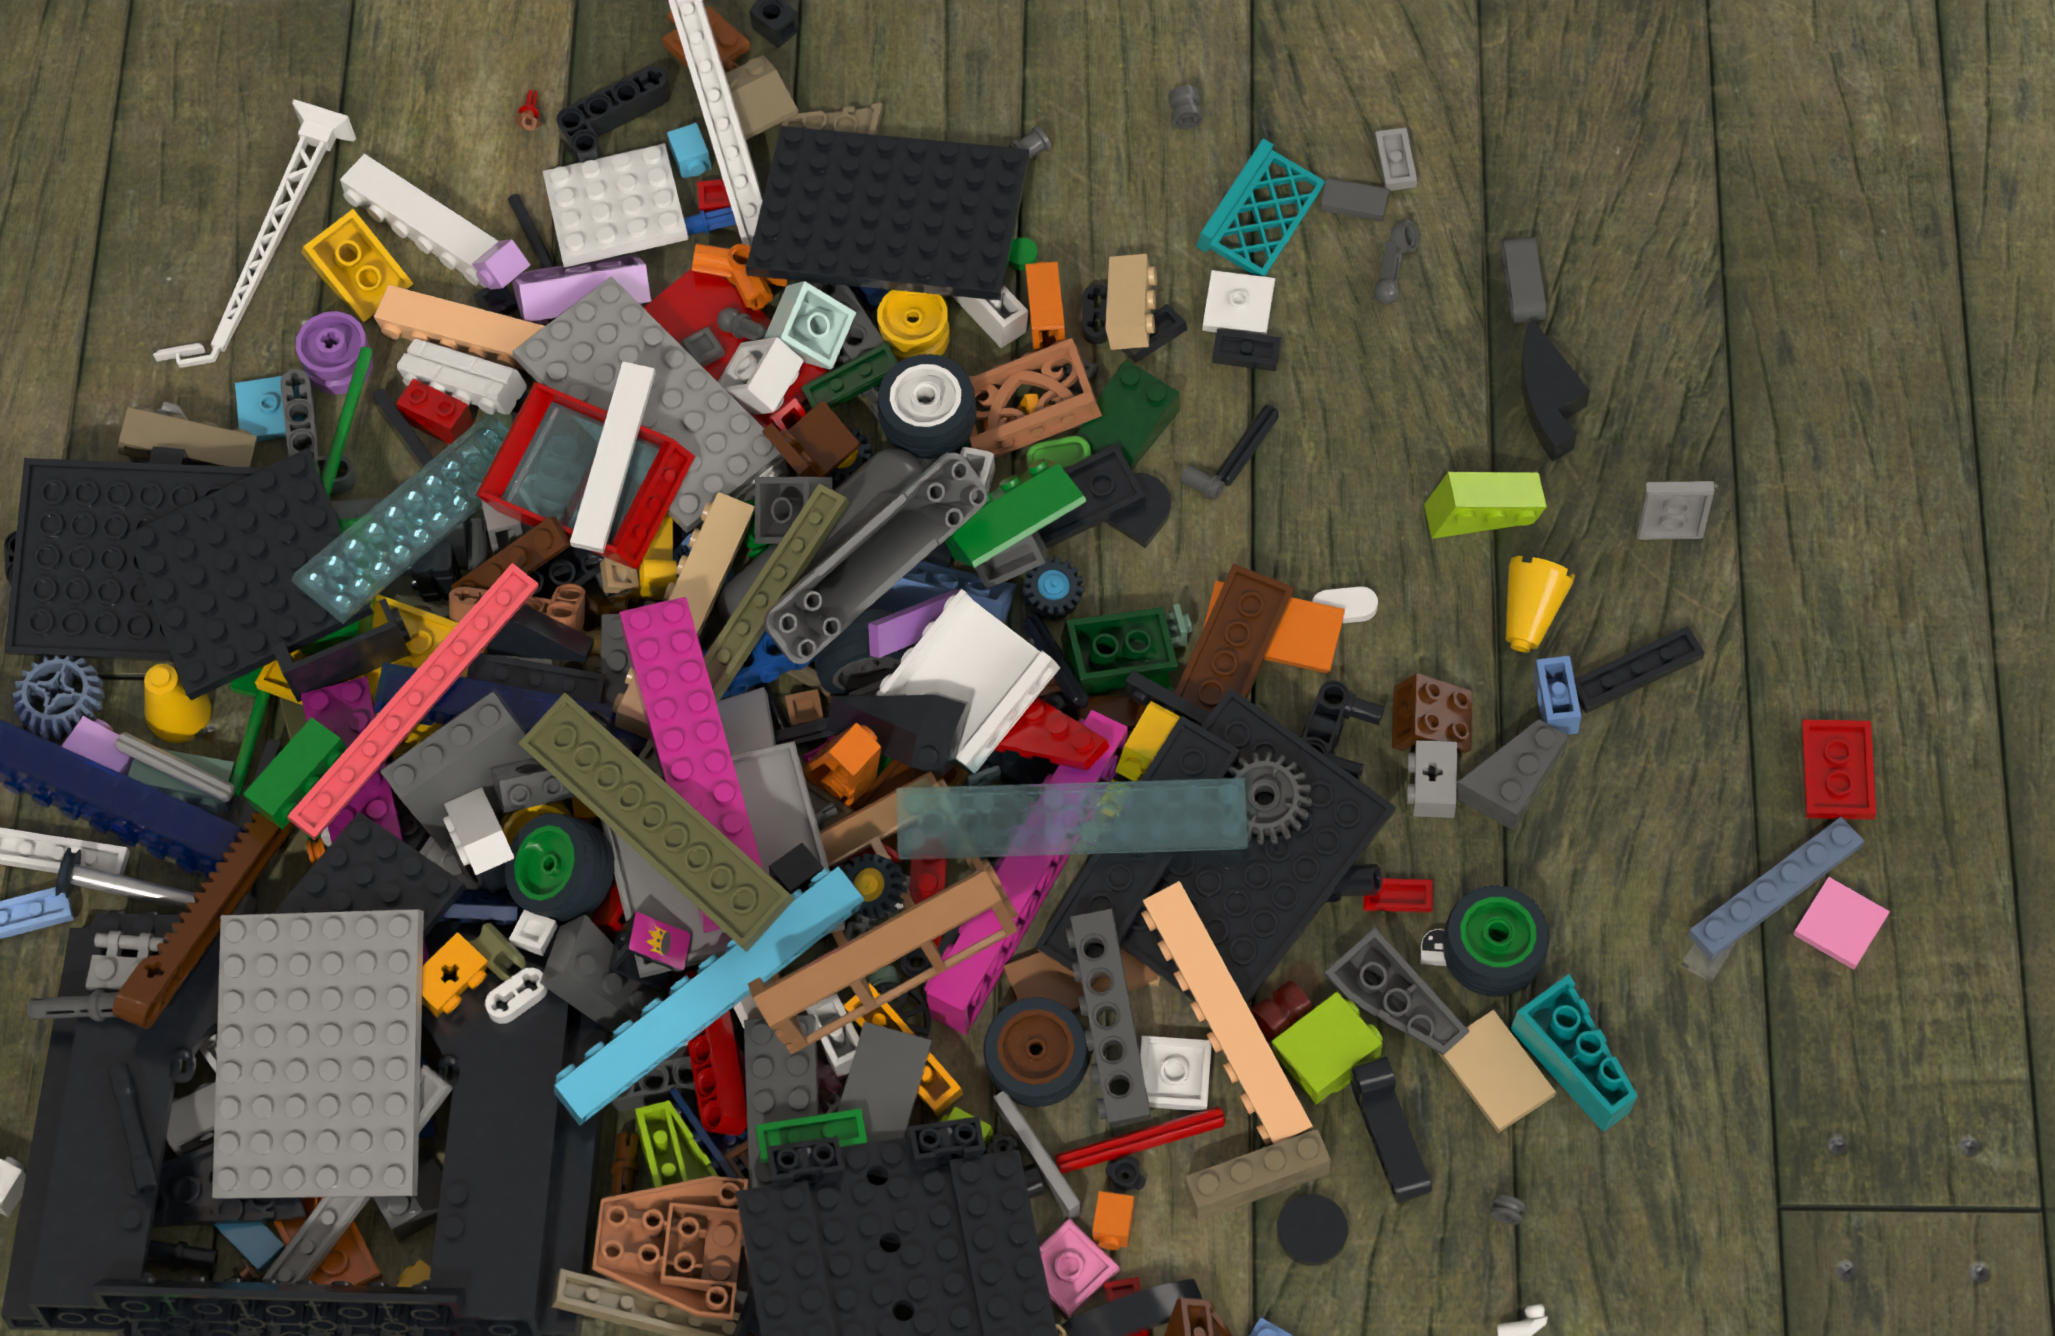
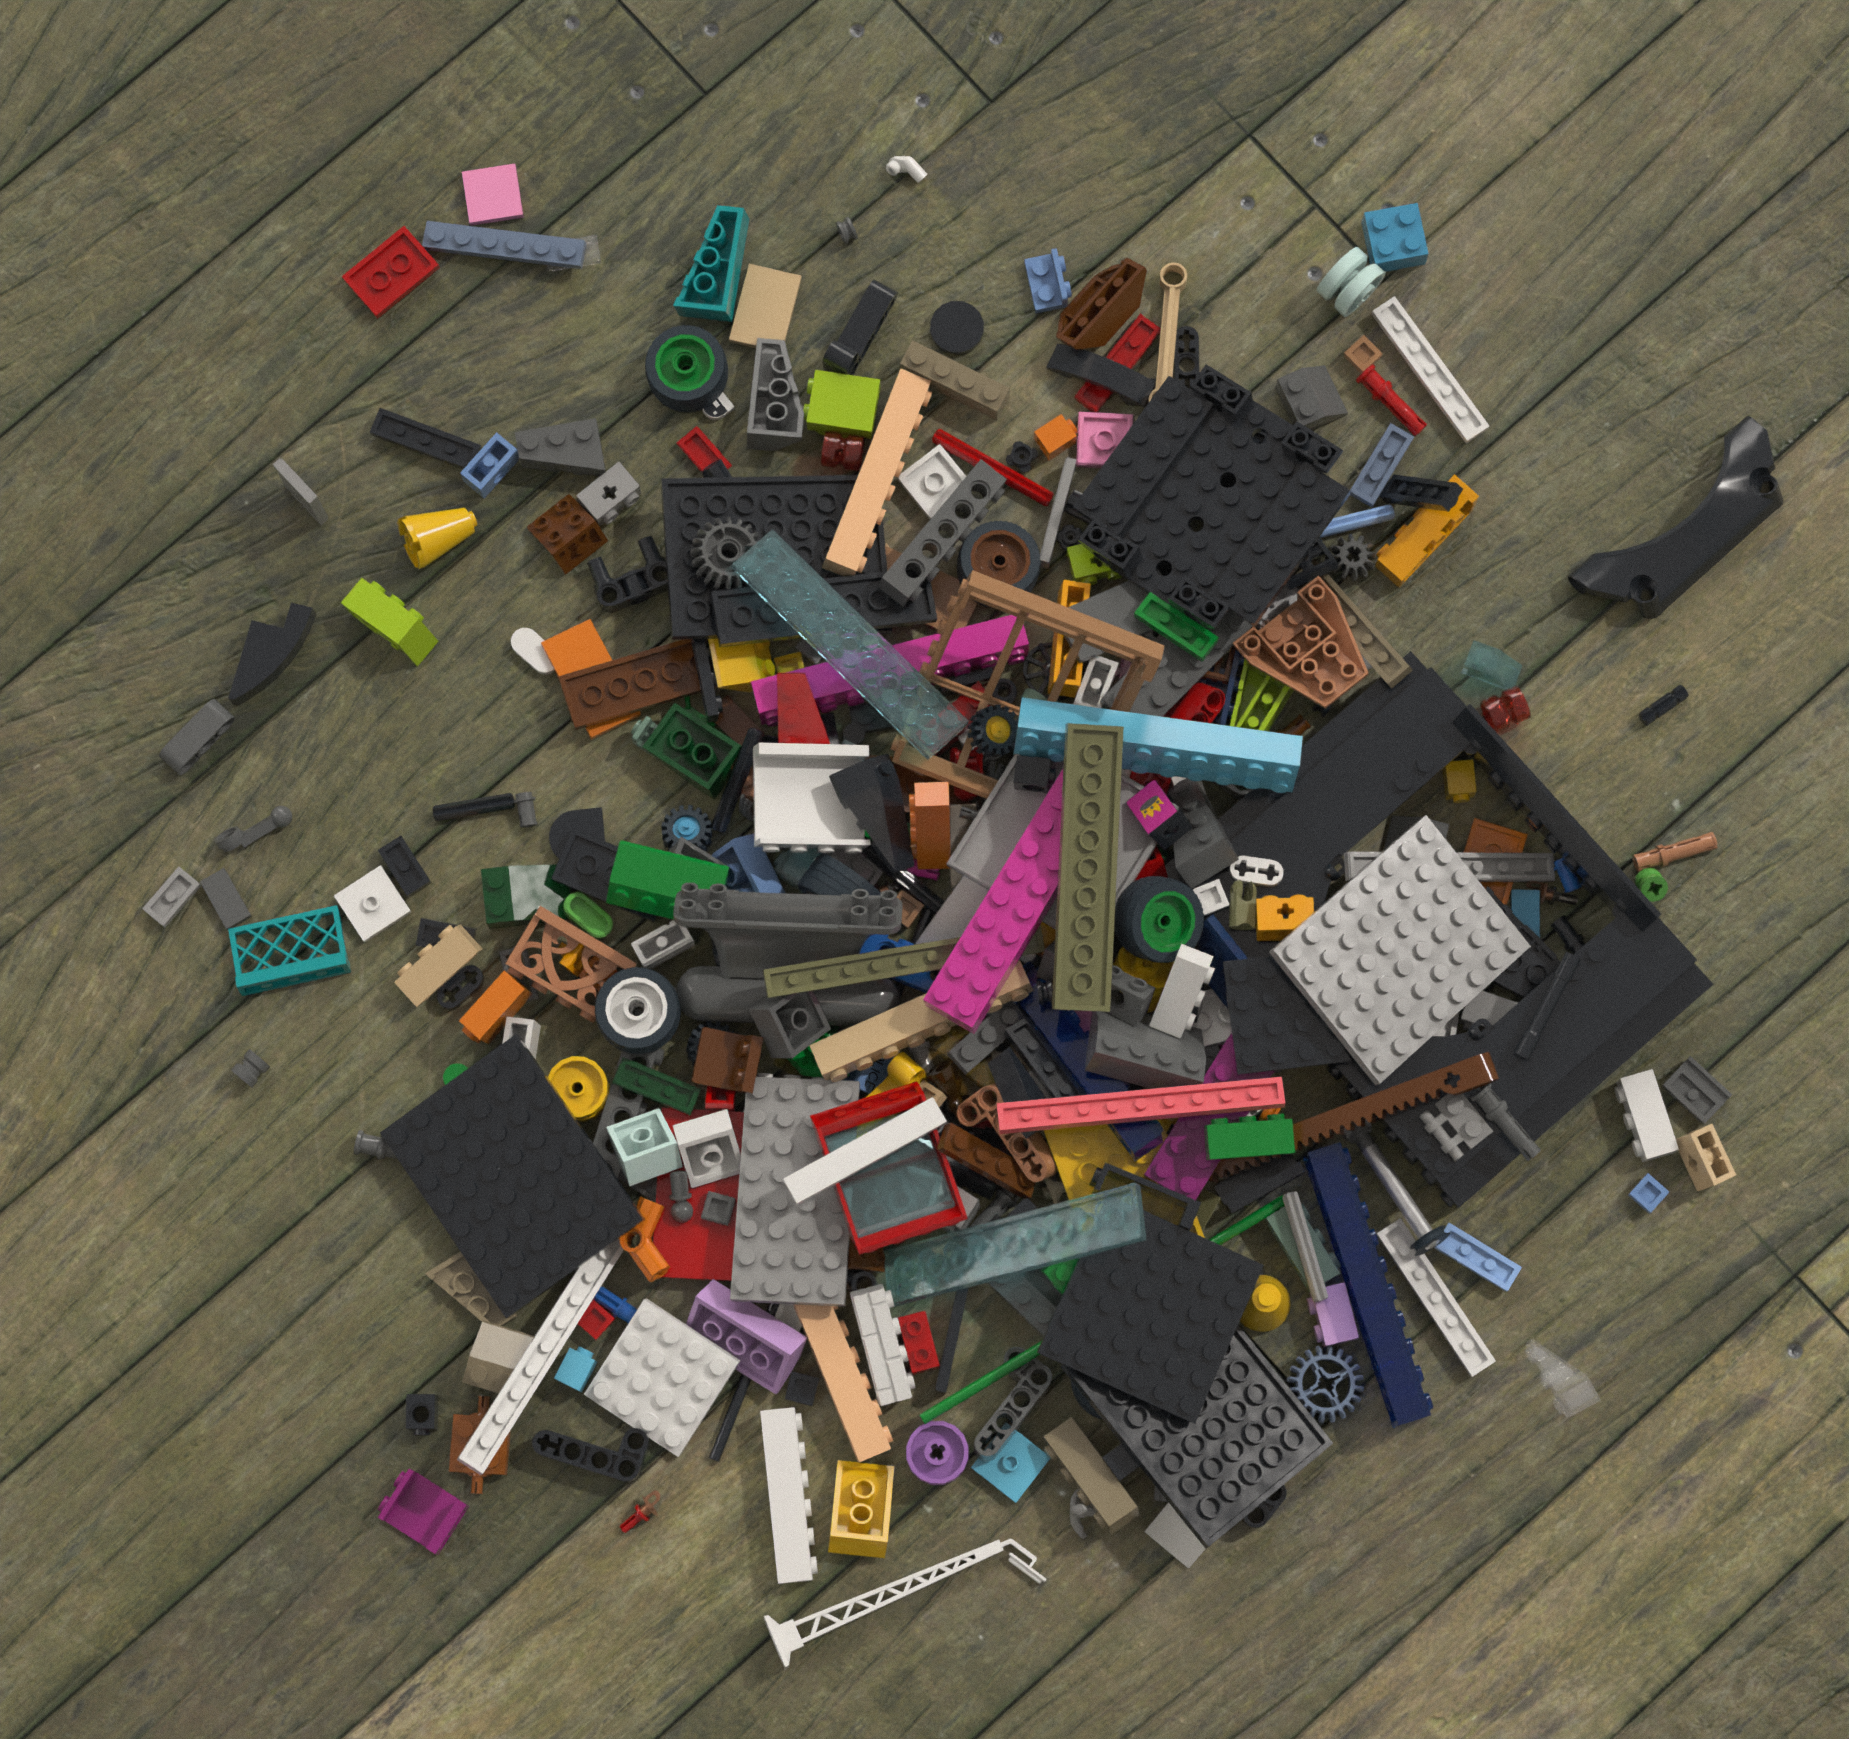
camera: 135 degrees left, 15 degrees up
(500, 264) = (780, 1396): lavender brick -> none
(904, 626) = (800, 862): medium lavender tile -> none

